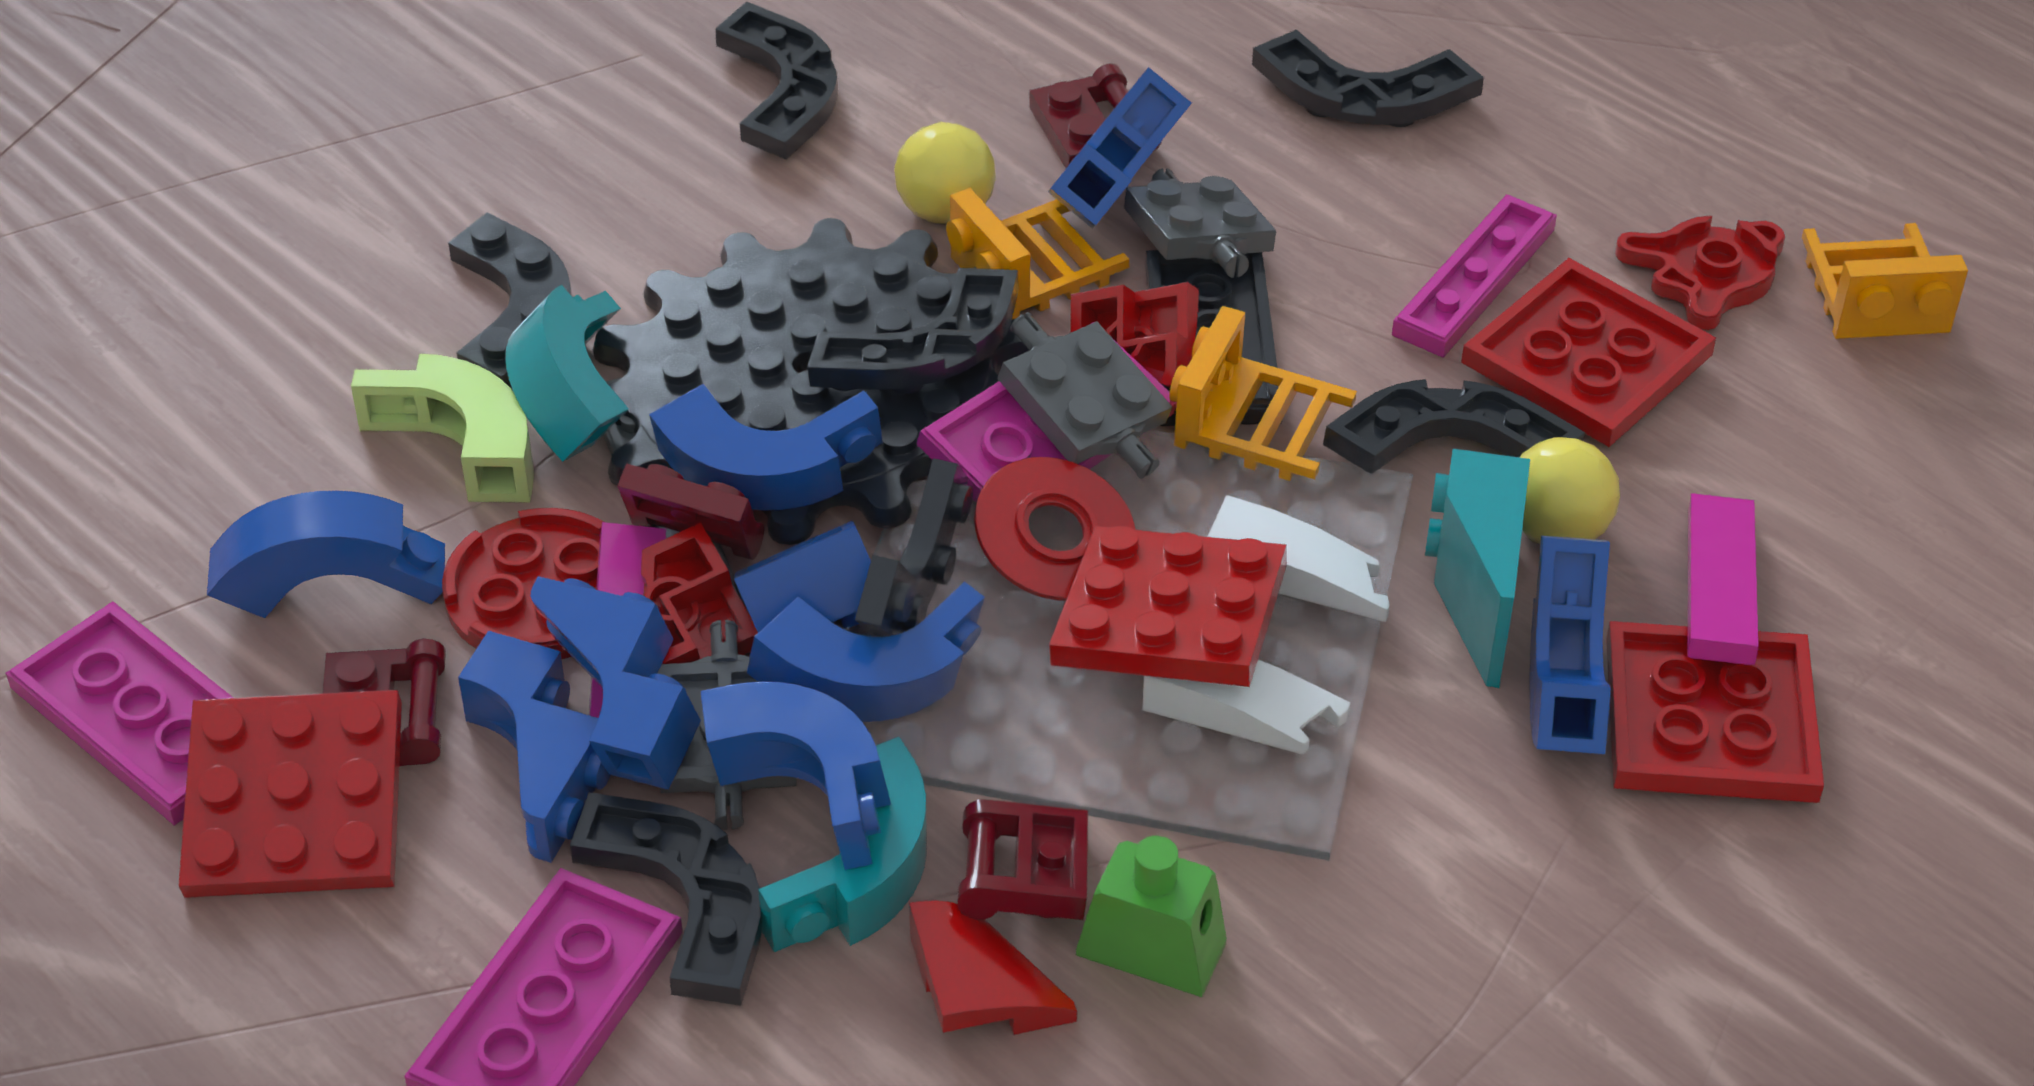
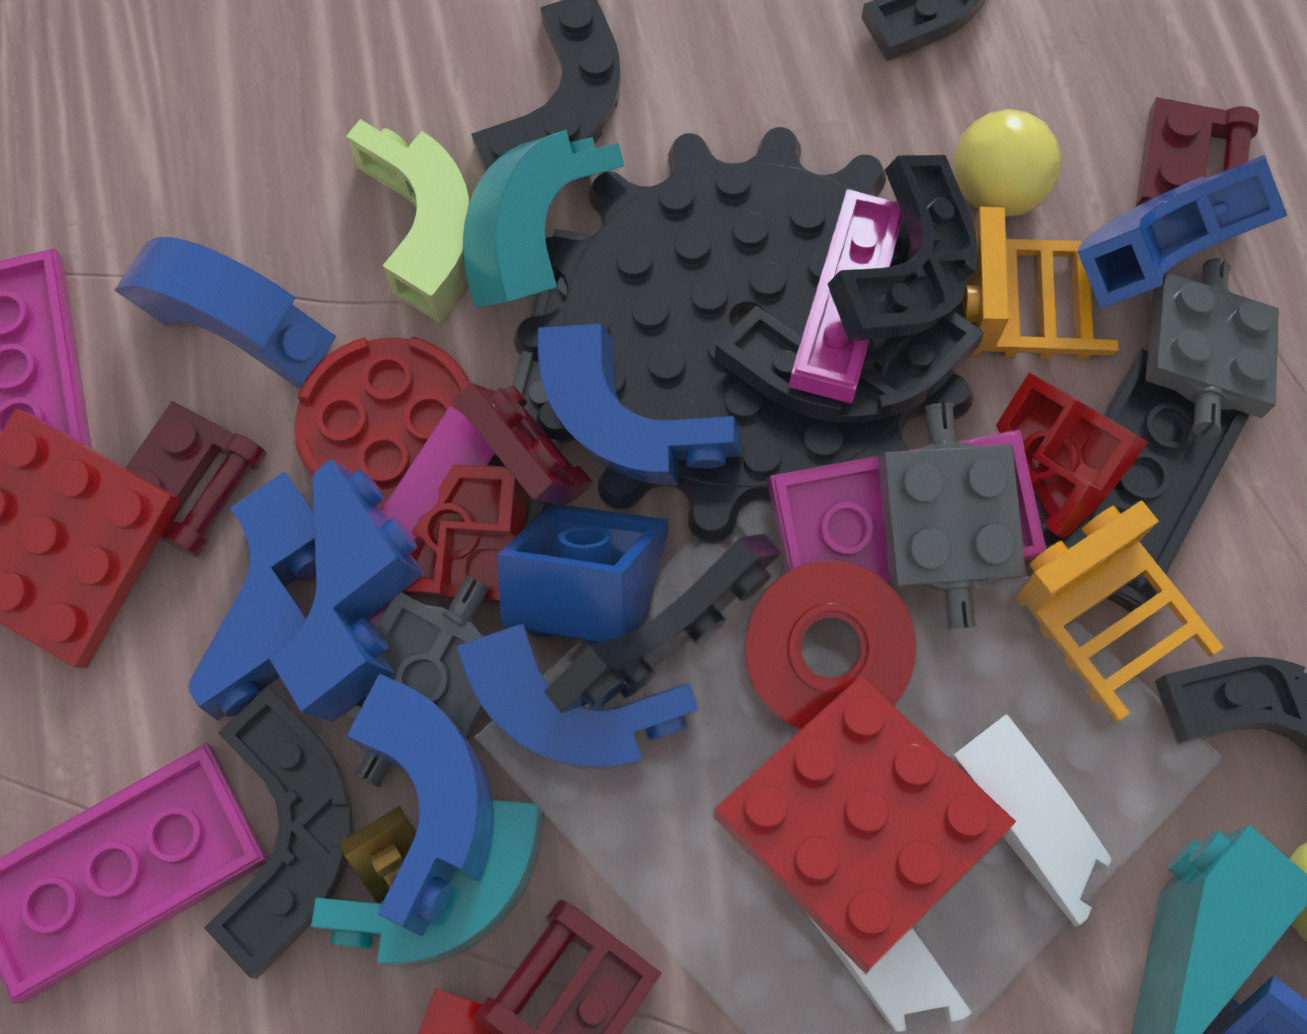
camera: 35 degrees right, 25 degrees up
(790, 844) = (379, 851): none -> pearl gold tile
(890, 292) = (862, 239): none -> dark pink tile
(945, 241) = (939, 261): none -> black plate

